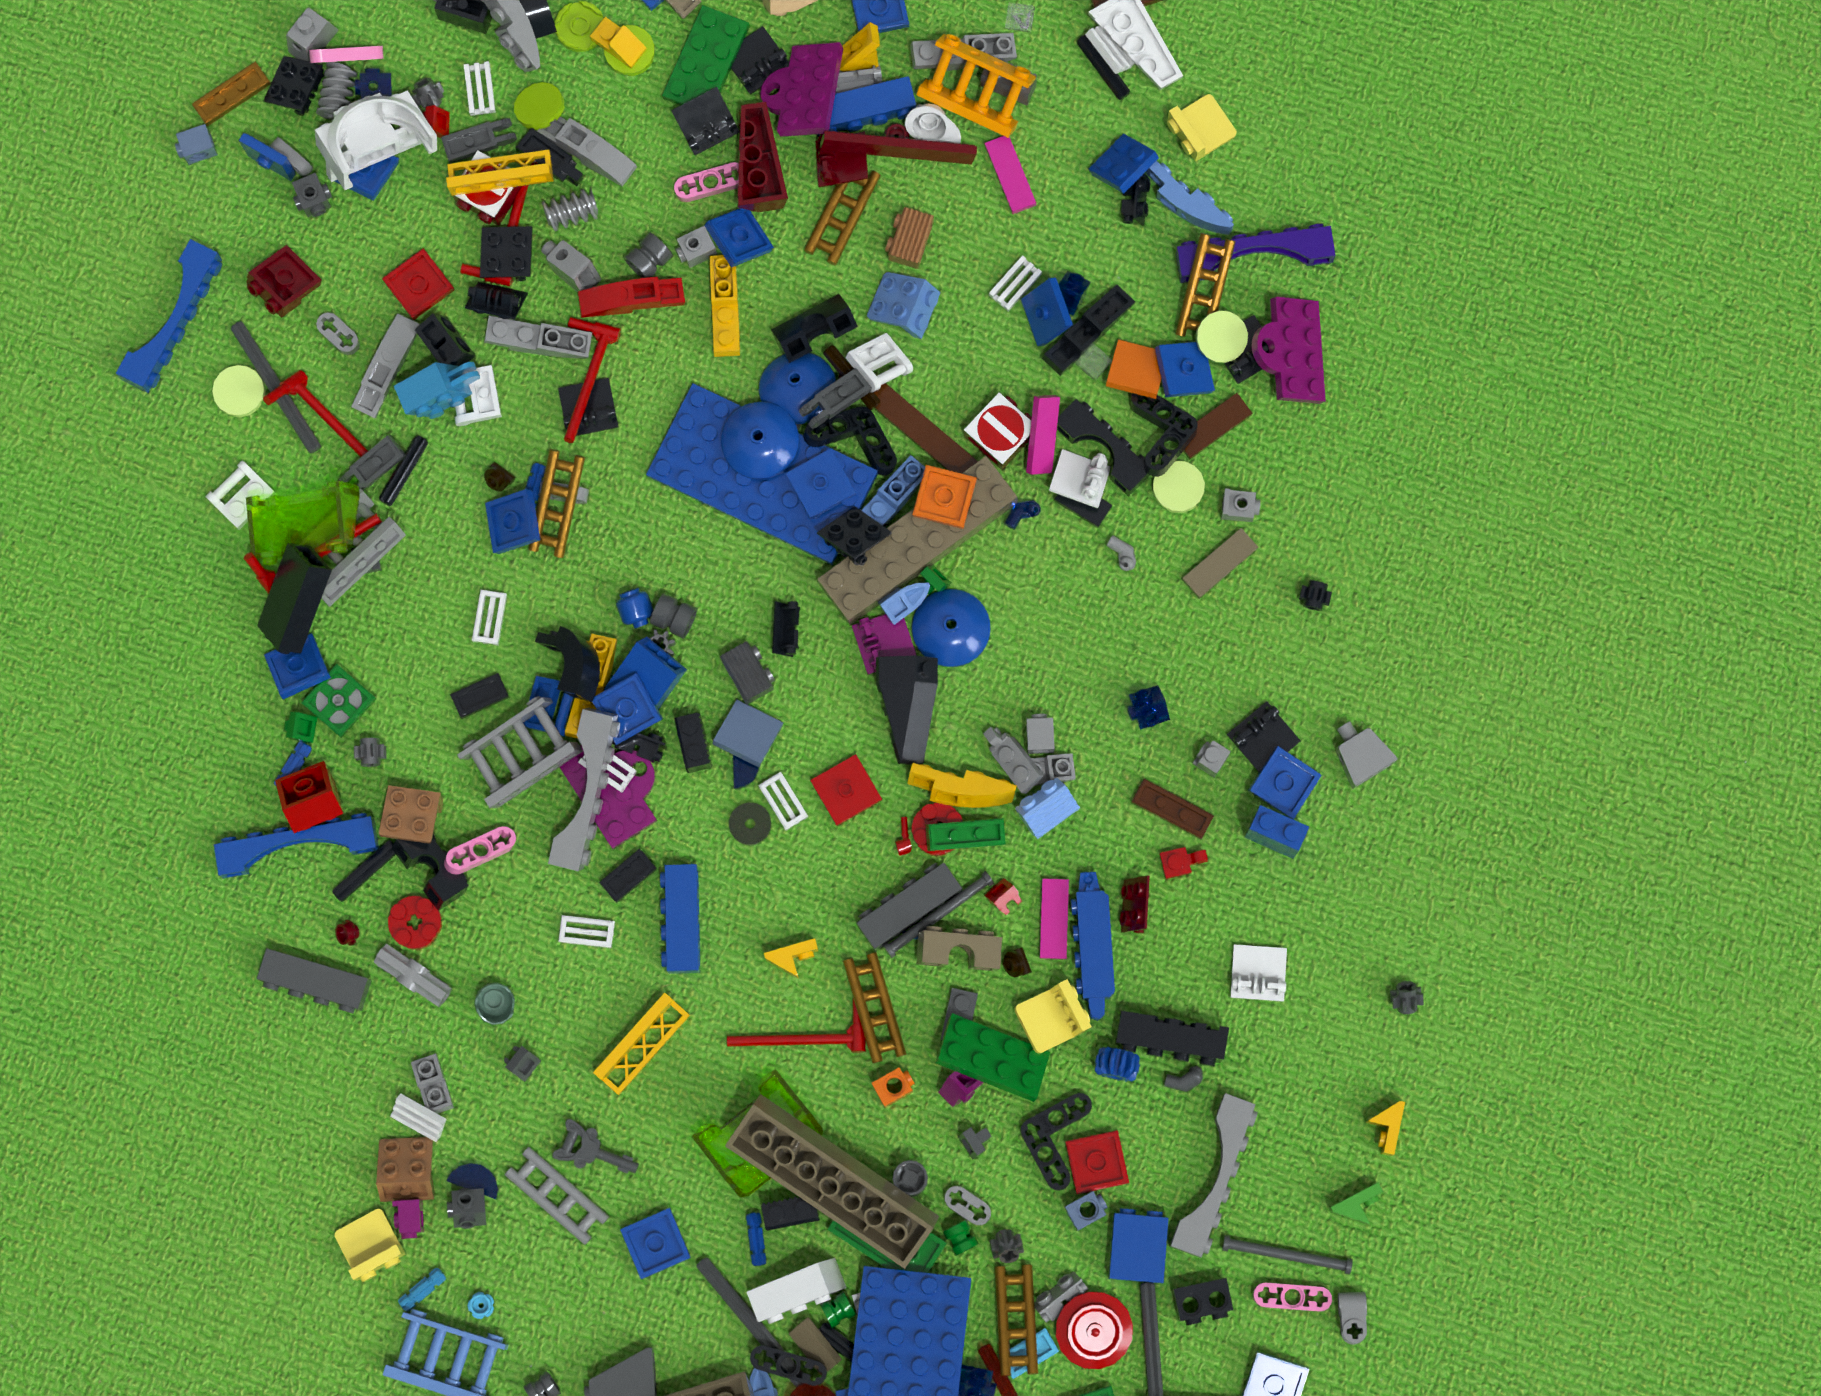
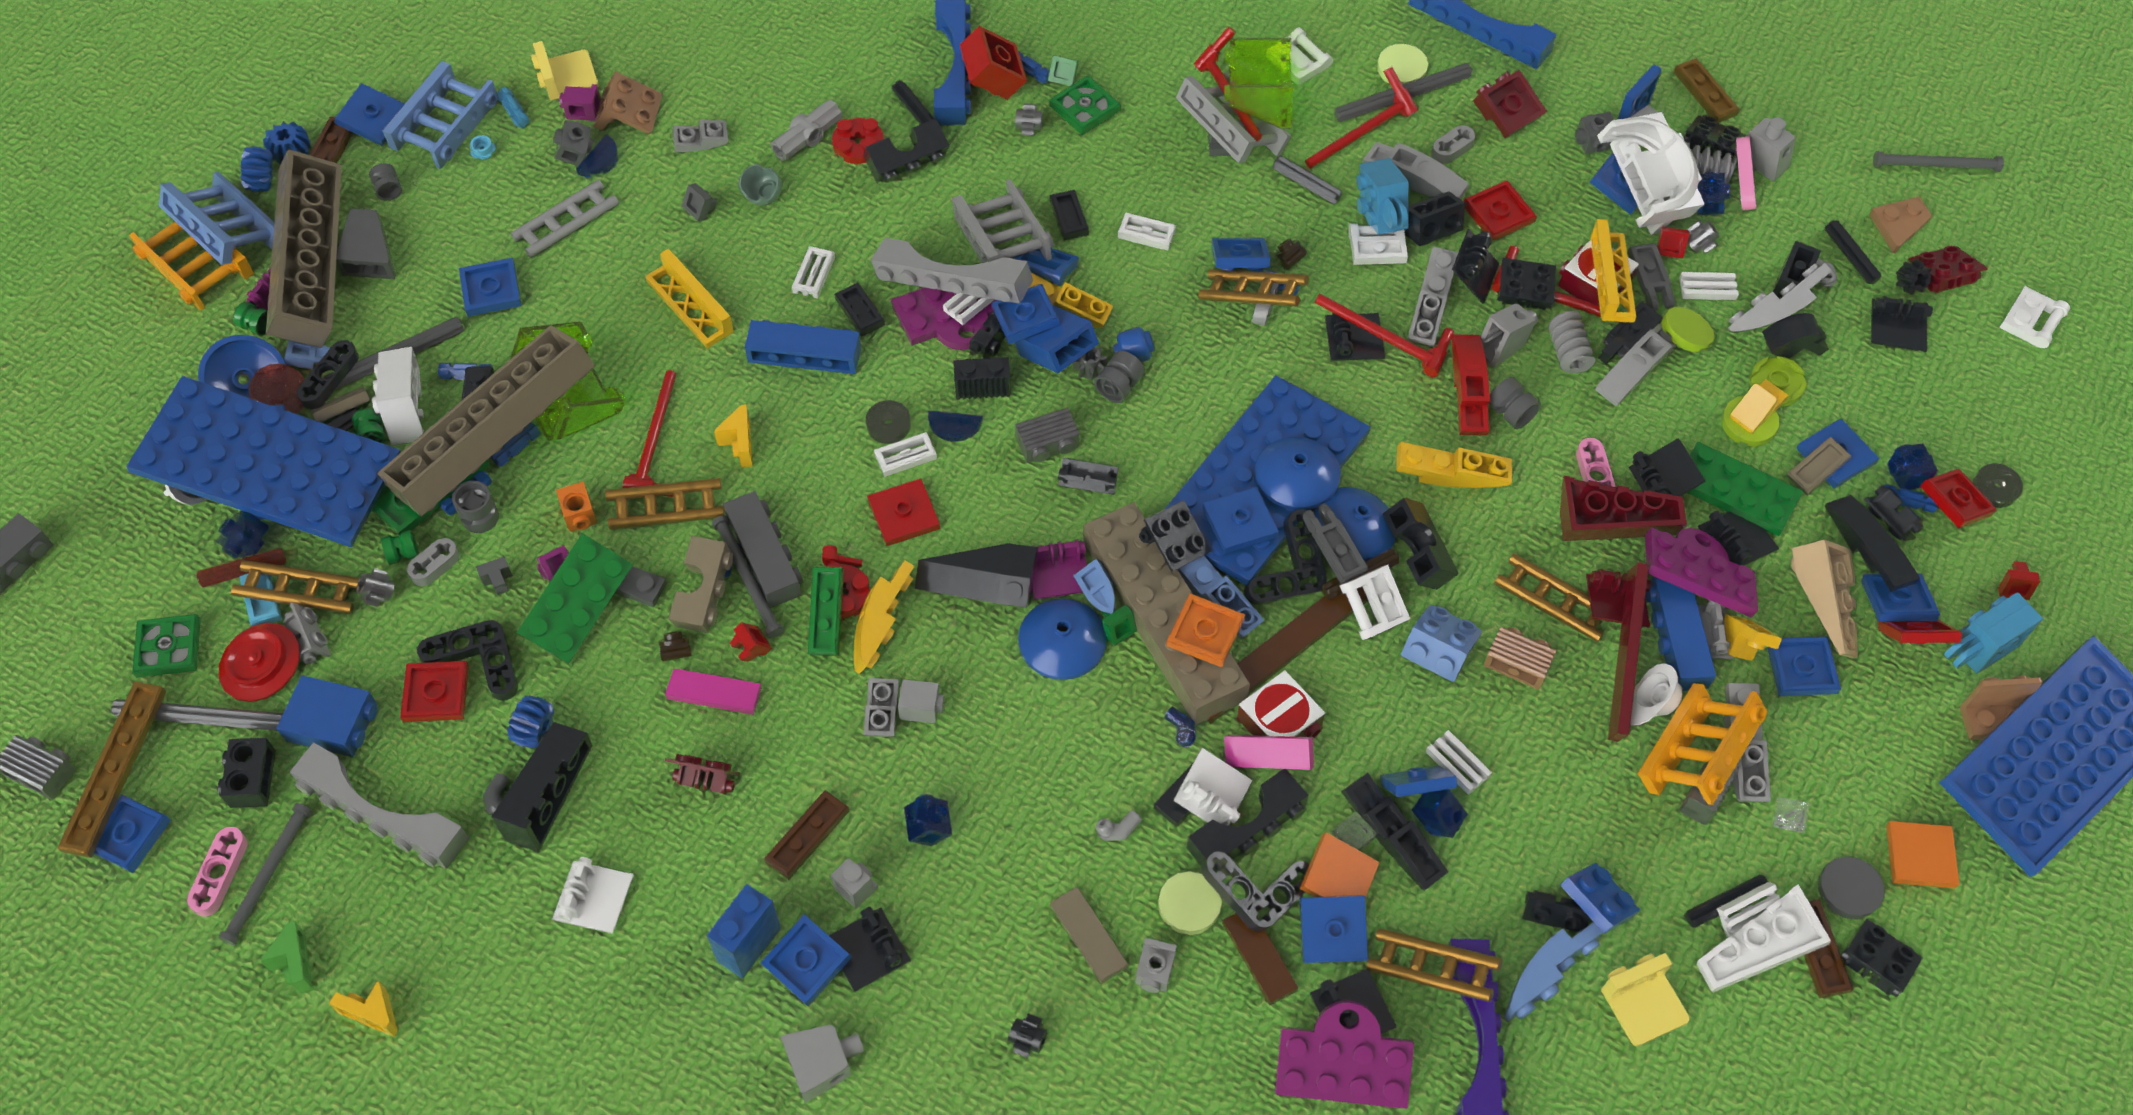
camera: 95 degrees right, 20 degrees down
(195, 144) = (1654, 50): sand blue brick -> none
(294, 598) = (1186, 62): black brick -> none
(297, 670) = (1124, 76): blue plate -> none
(313, 979) = (821, 58): dark grey brick -> none
(347, 933) = (860, 87): dark red plate -> none
(375, 463) = (1314, 149): dark grey hinge -> none
(410, 814) = (959, 135): medium nougat bracket -> none
(418, 1117) = (671, 119): white tile -> none
(460, 851) = (925, 204): bright pink beam -> none
(580, 662) = (1080, 276): black arch -> none
(590, 1150) = (598, 246): dark grey piece -> none
(695, 247) = (1523, 448): light grey brick -> none
(739, 236) = (1531, 488): blue plate -> none
(747, 733) = (981, 427): sand blue tile -> none
(897, 129) = (1649, 657): dark red plate -> none
(1010, 174) = (1593, 777): dark pink tile -> none
(1013, 759) = (890, 673): light grey hinge -> none
(1047, 807) = (835, 695): light blue brick -> none
(1053, 1017) = (602, 665): light yellow bracket -> none
(1080, 1221) = (381, 660): sand blue brick -> none
(1095, 944) = (671, 723): blue hinge -> none
(1178, 862) = (742, 831): red plate -> none
(1221, 336) = (1370, 976): yellowish green tile -> none
(1352, 1310) = (167, 929): light grey piece -> none
(1406, 997) = (511, 1057): dark grey gear -> none

